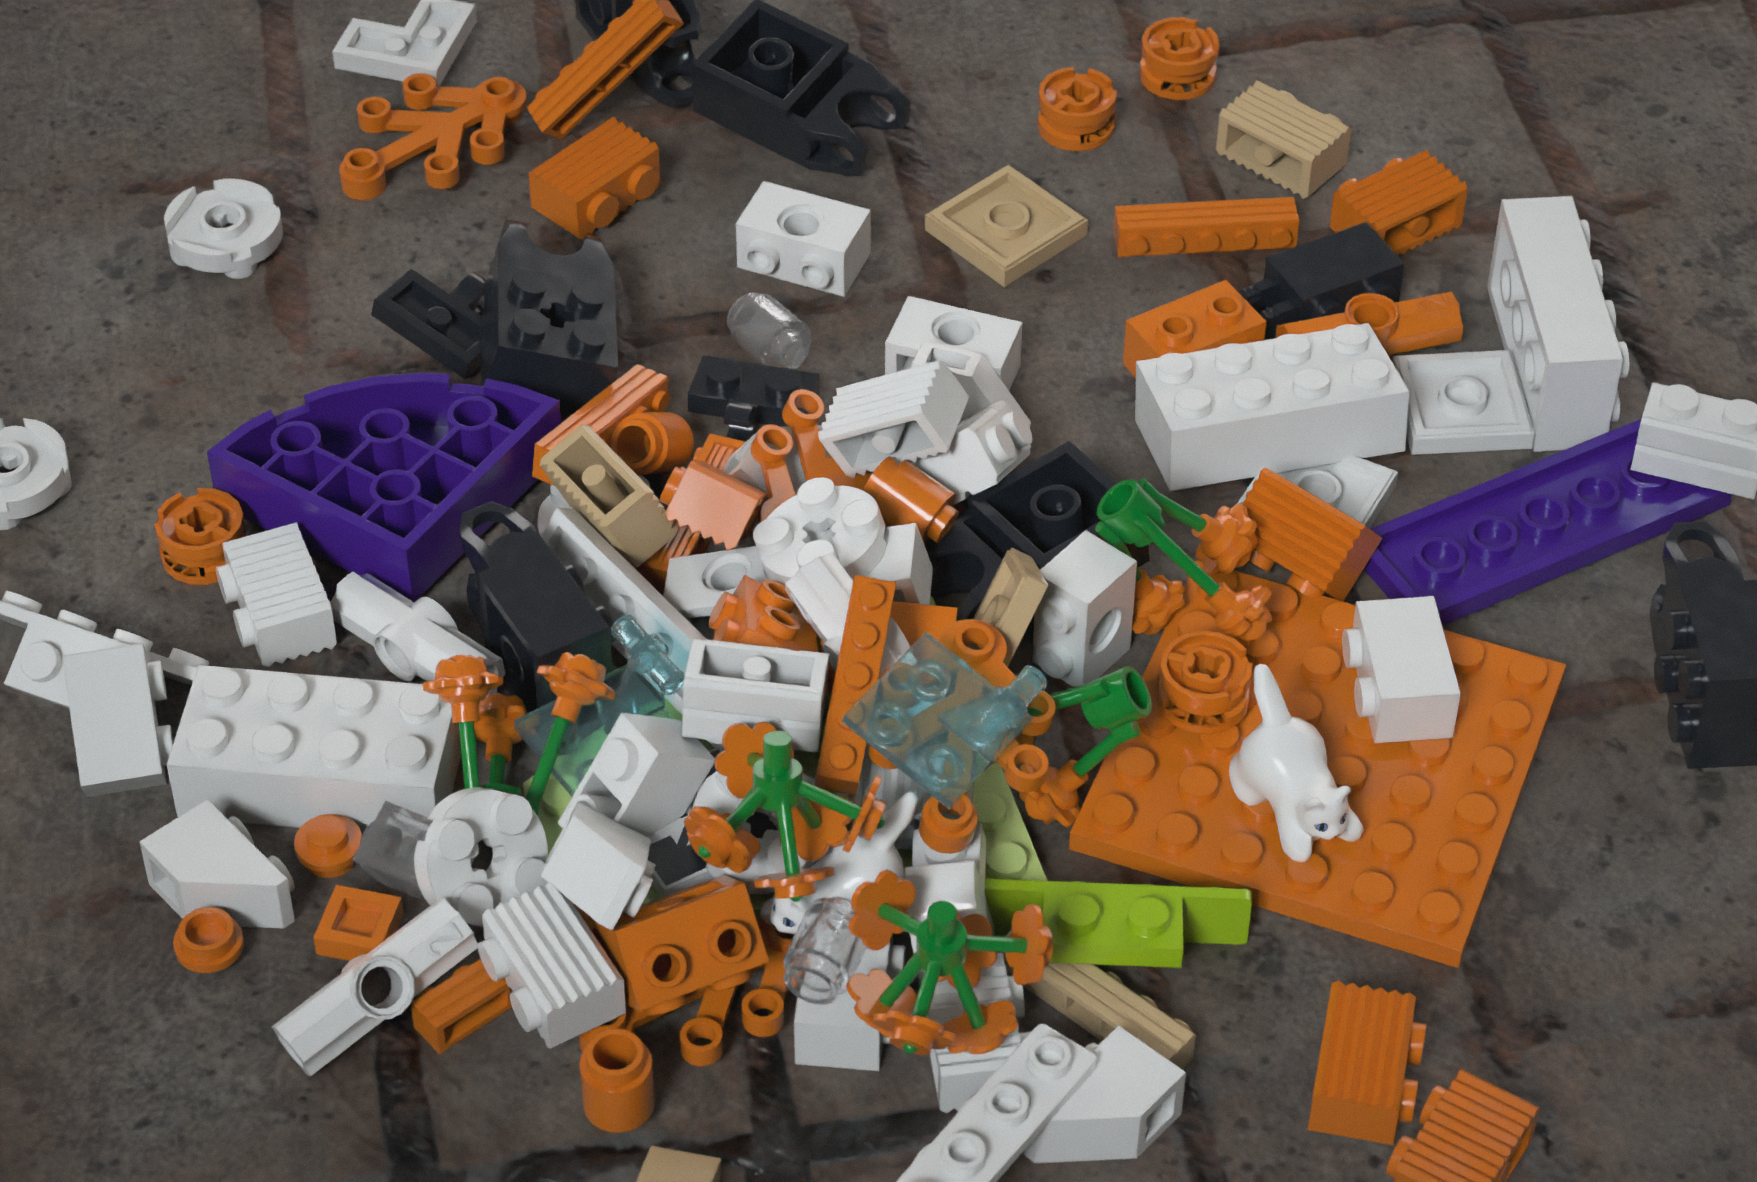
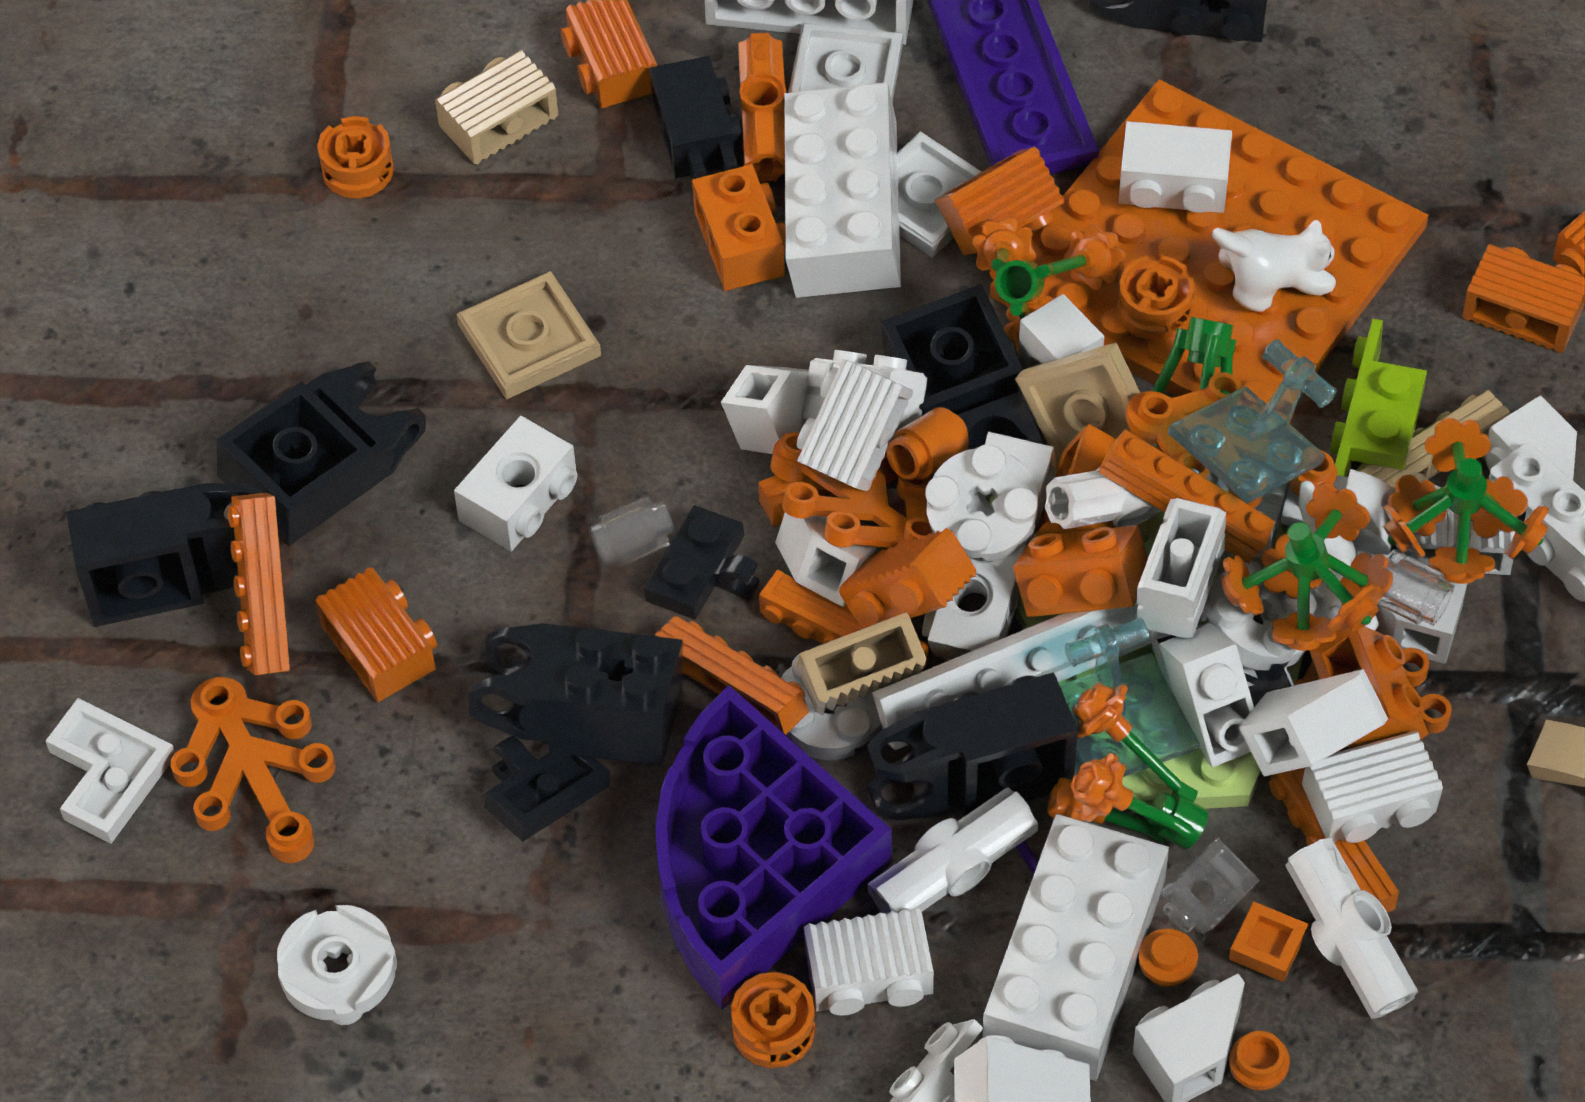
camera: 75 degrees left, 10 degrees up
(451, 841) = (1239, 821): white plate -> none
(617, 1081) = (1479, 768): orange brick -> none
(653, 442) = (766, 636): orange brick -> none
(956, 327) = (692, 424): white brick -> none
(1076, 107) = (411, 257): orange wheel -> none
(1205, 226) = (585, 191): orange piece -> none

